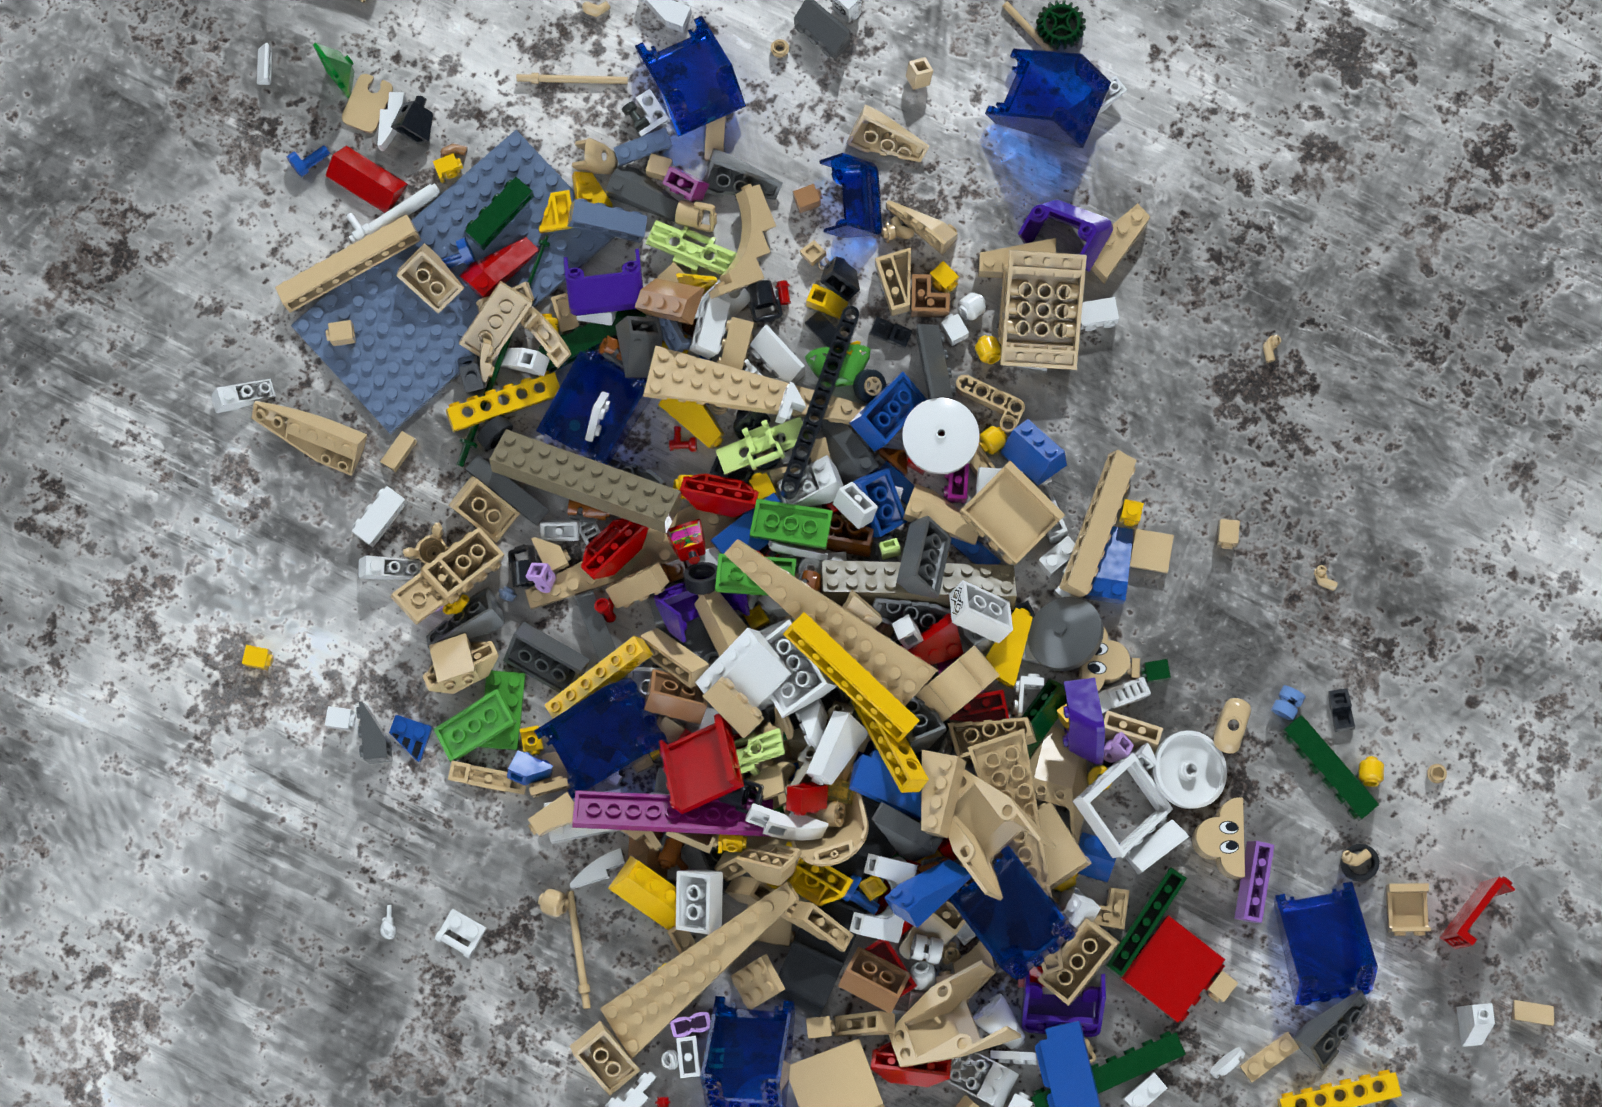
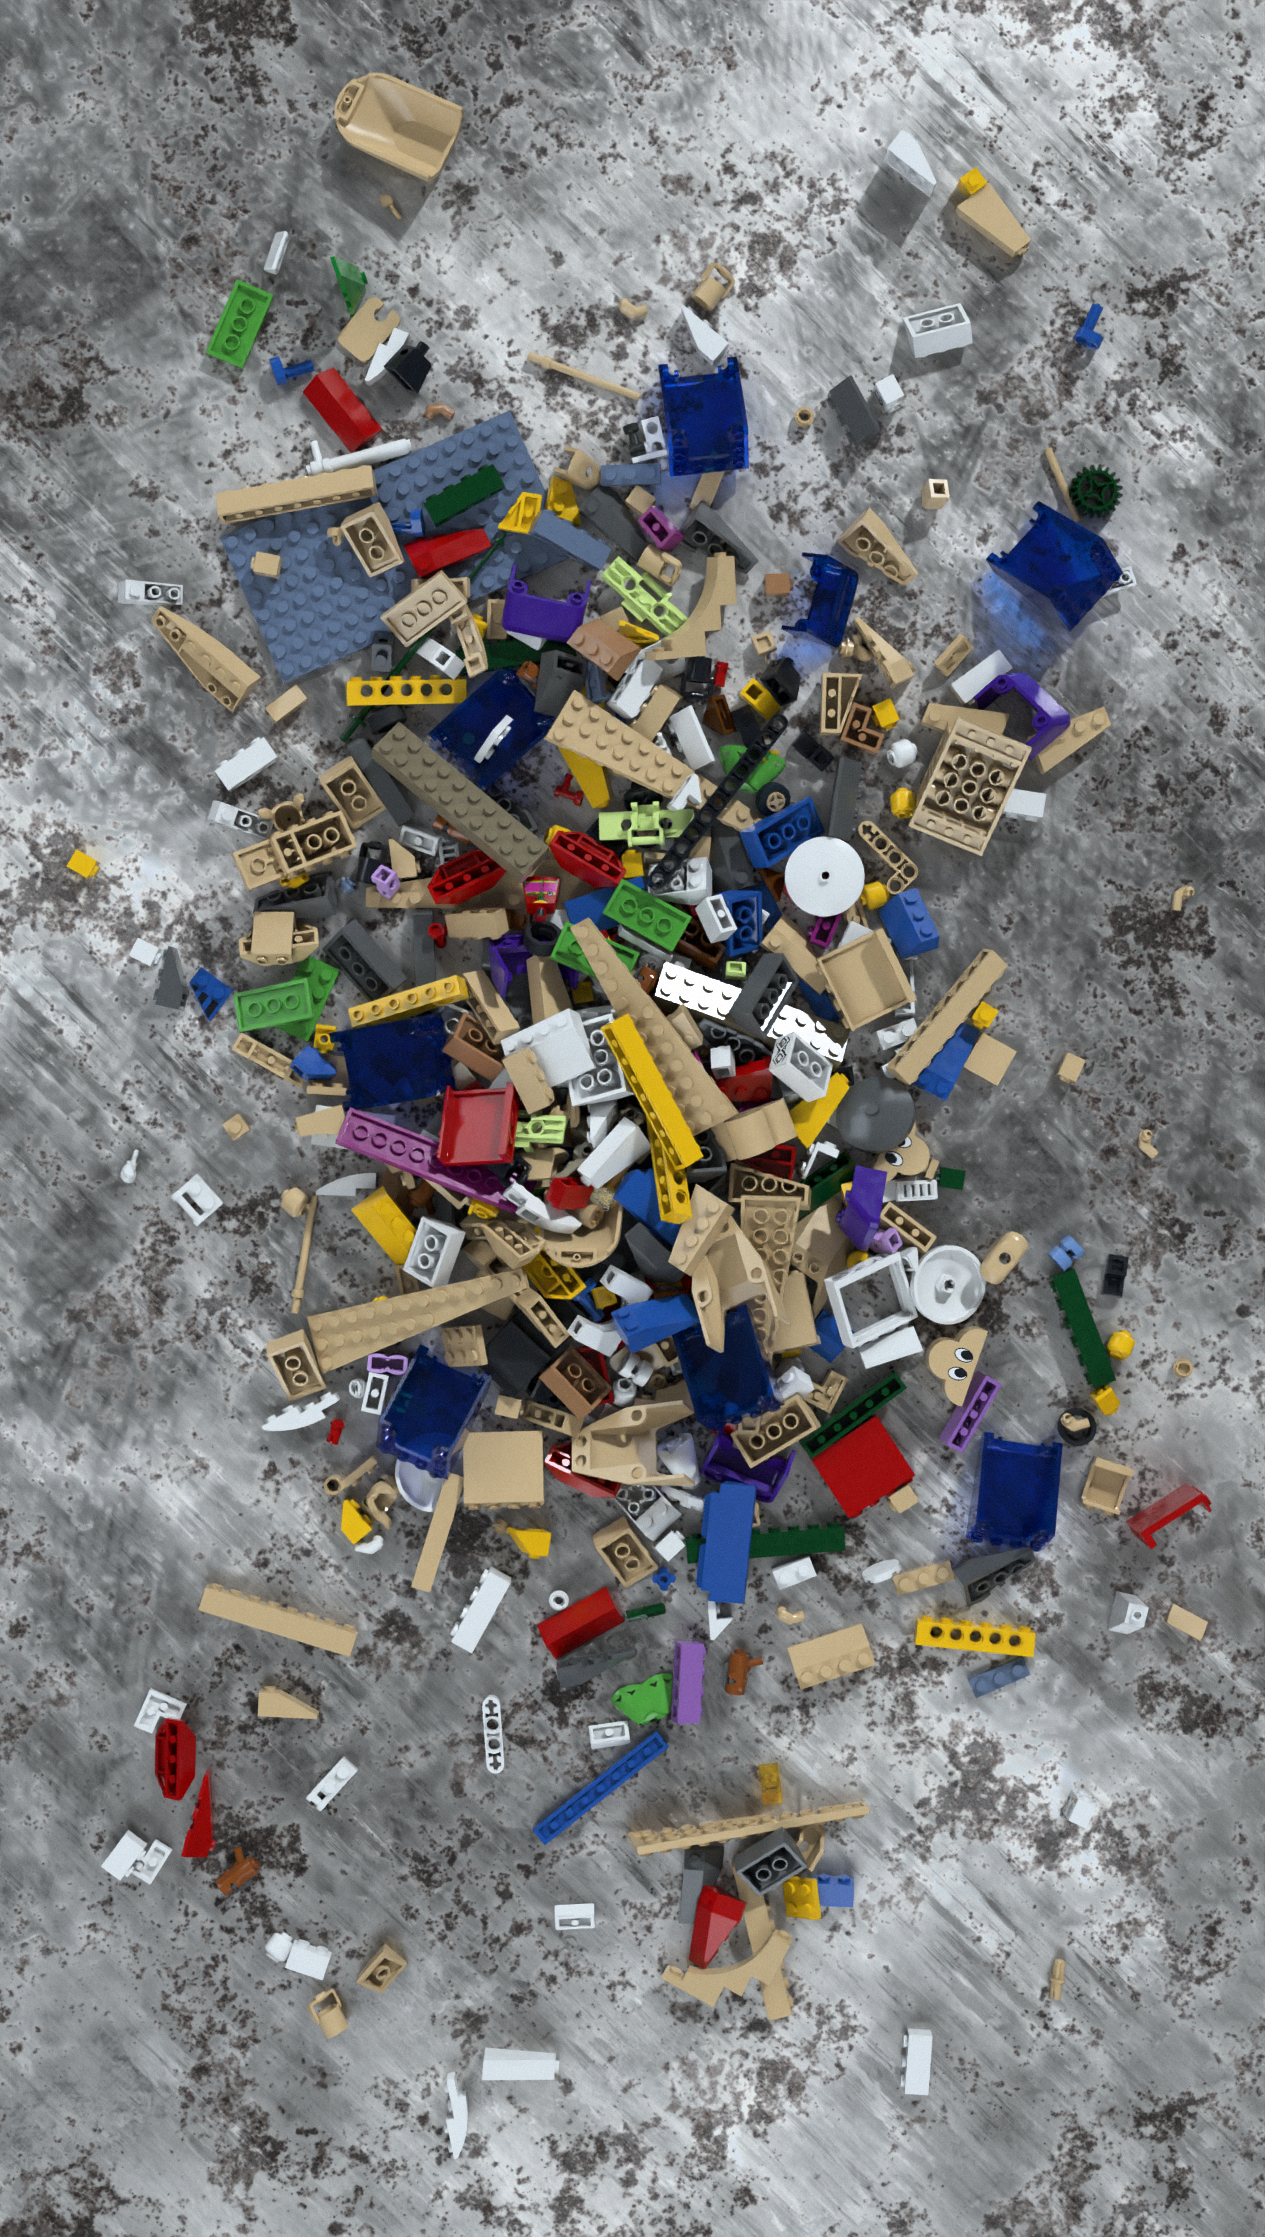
camera: 20 degrees right, 10 degrees up
(250, 136) = (240, 324): none -> bright green plate
(396, 285) = (337, 534): none -> tan tile
(448, 167) = (428, 427): yellow brick -> none
(475, 852) = (236, 1127): none -> tan plate
(486, 364) = (400, 648): tan slope -> none
(794, 330) = (718, 716): none -> reddish brown slope
(845, 1001) = (540, 1392): none -> black torso
(954, 329) = (876, 770): white brick -> none
(986, 205) = (953, 655): none -> tan plate
(1011, 223) = (980, 676): none -> white brick
(1376, 827) = (1105, 1400): none -> yellow slope

